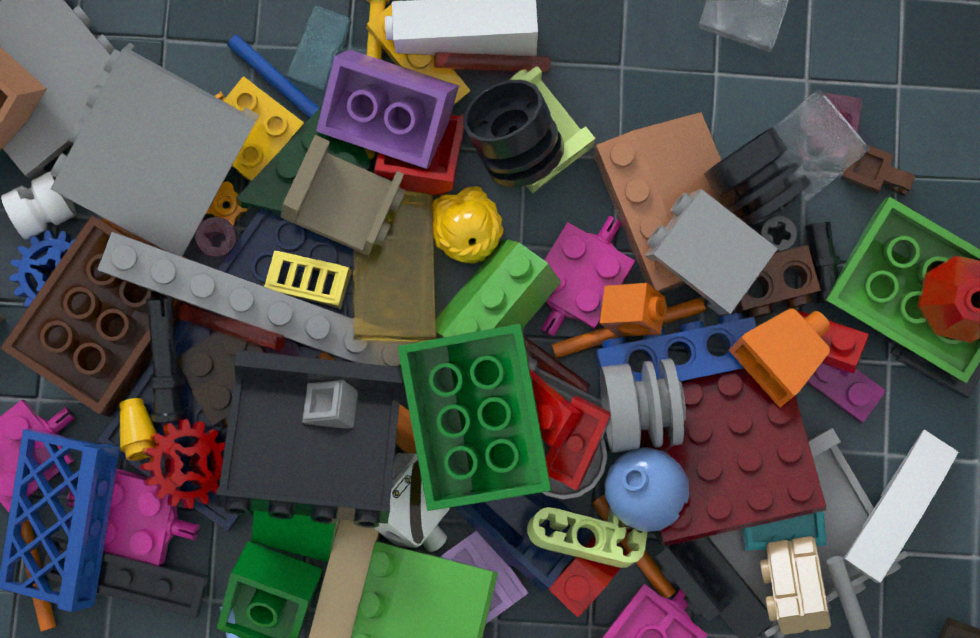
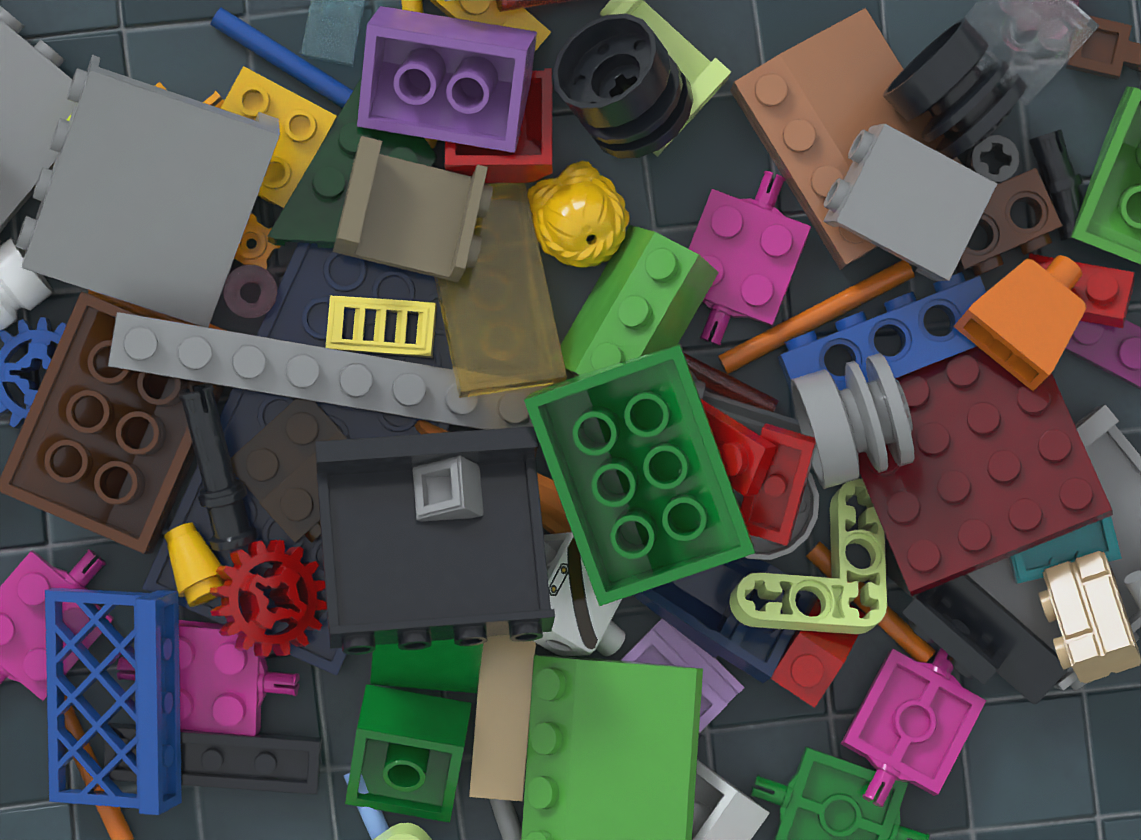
camera: 20 degrees left, 5 degrees up
(232, 327) = (295, 409): clear red bar -> none
(633, 310) = (819, 294): orange brick -> none
(646, 489) = (876, 527): medium blue cylinder -> none

